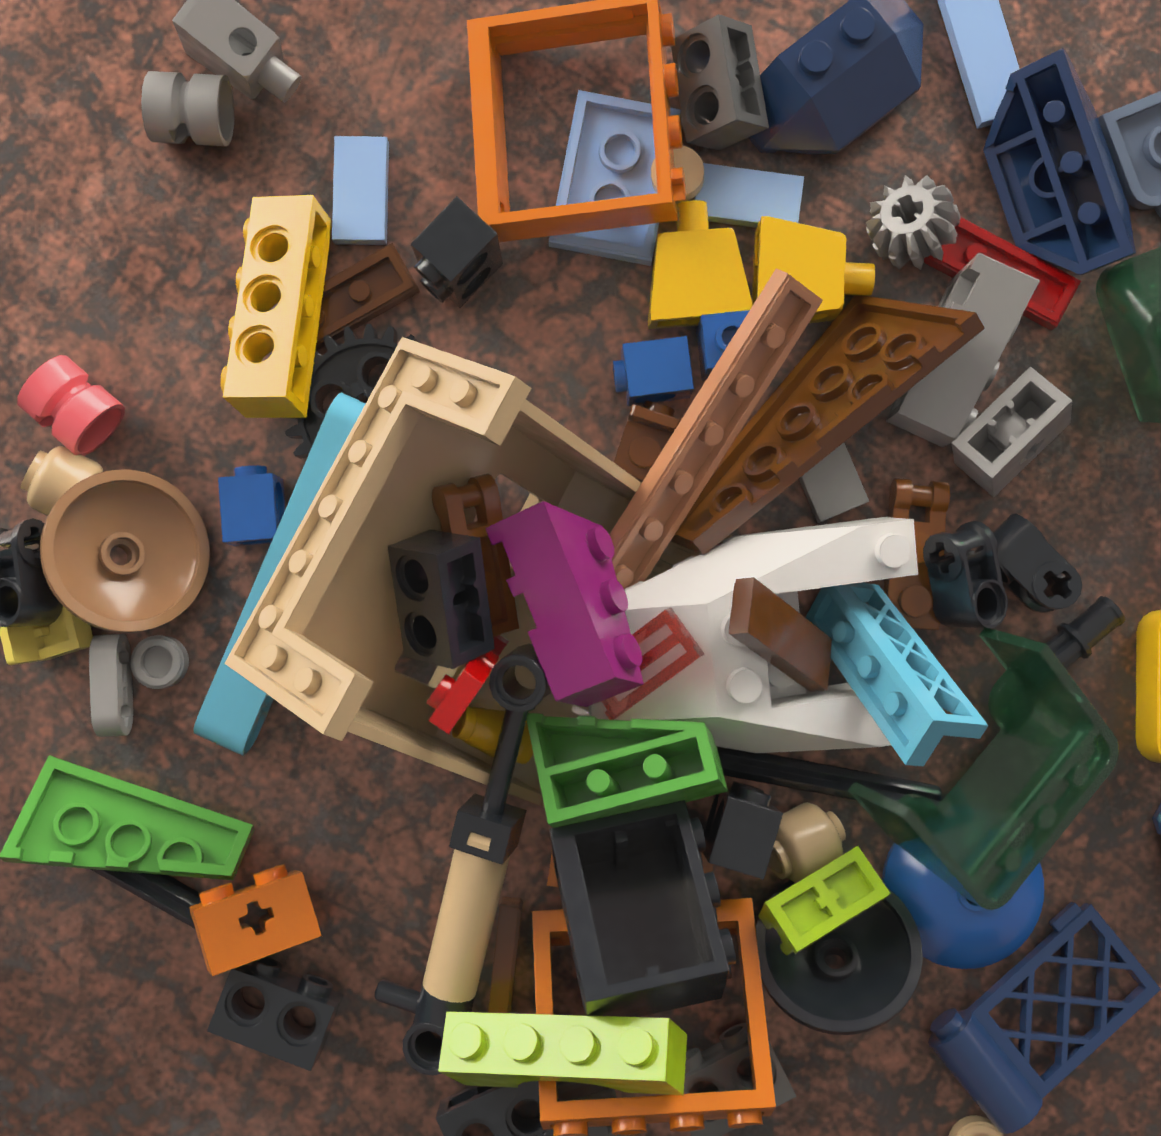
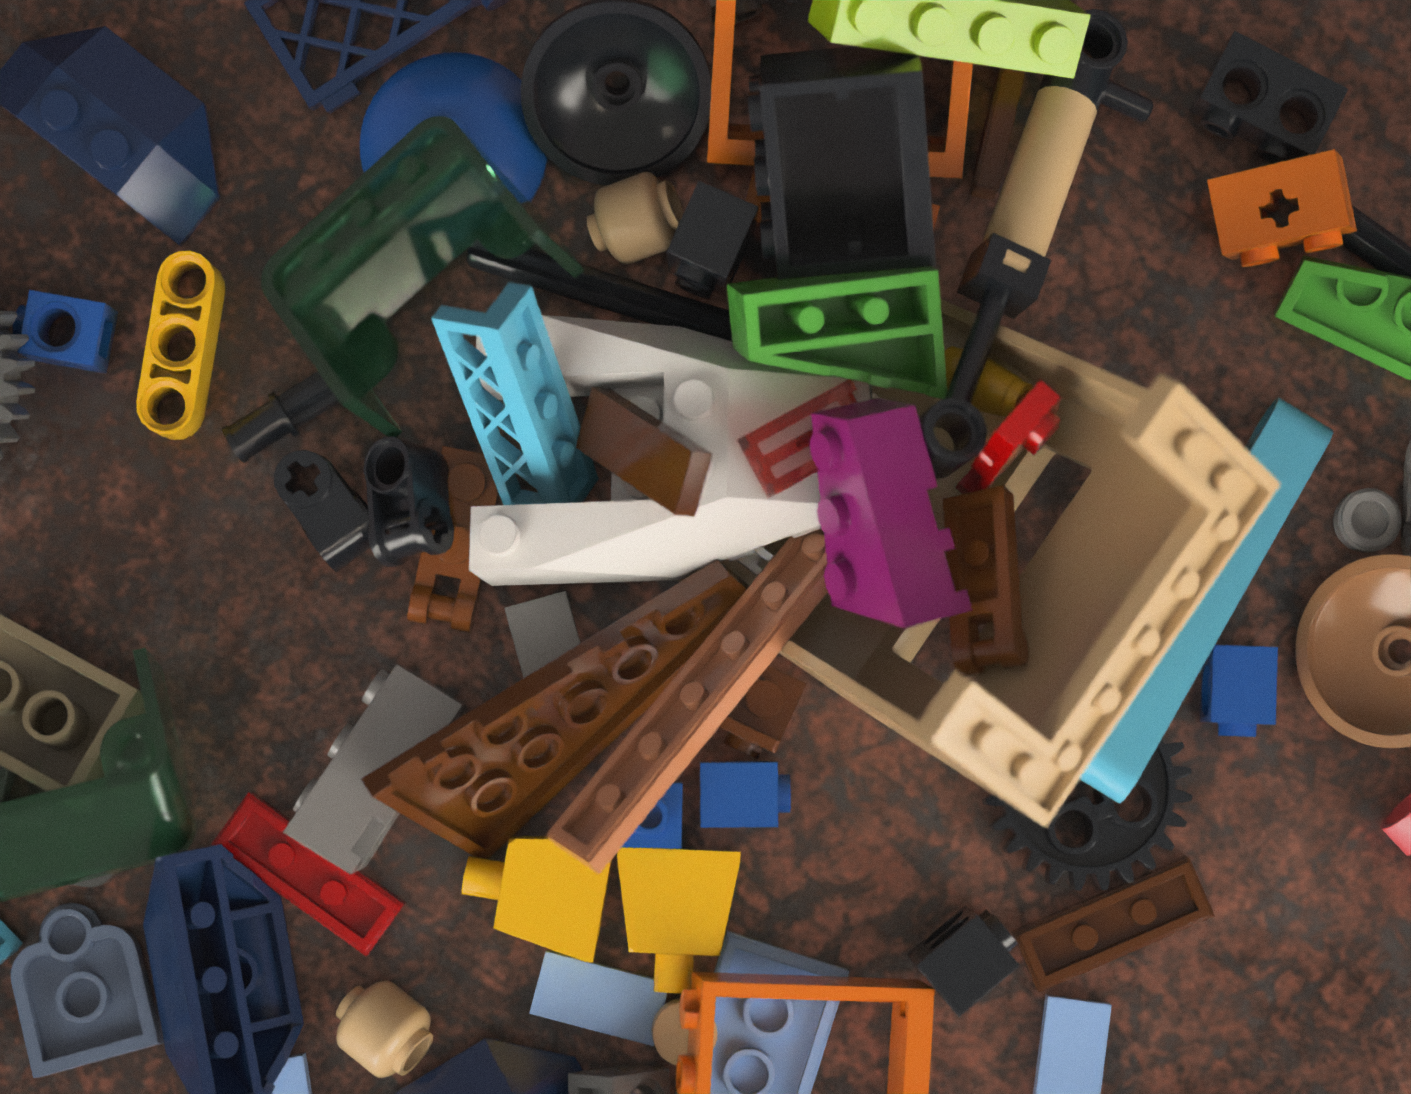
camera: 170 degrees left, 0 degrees up
(282, 383) = (1185, 827): yellow brick -> none
(441, 598) = (1030, 536): black brick -> none
(823, 901) = (628, 149): lime hinge -> none
(913, 222) = (423, 950): light grey gear -> none
(921, 146) = (383, 1029): none -> tan head
(1012, 431) = (327, 666): light grey brick -> none

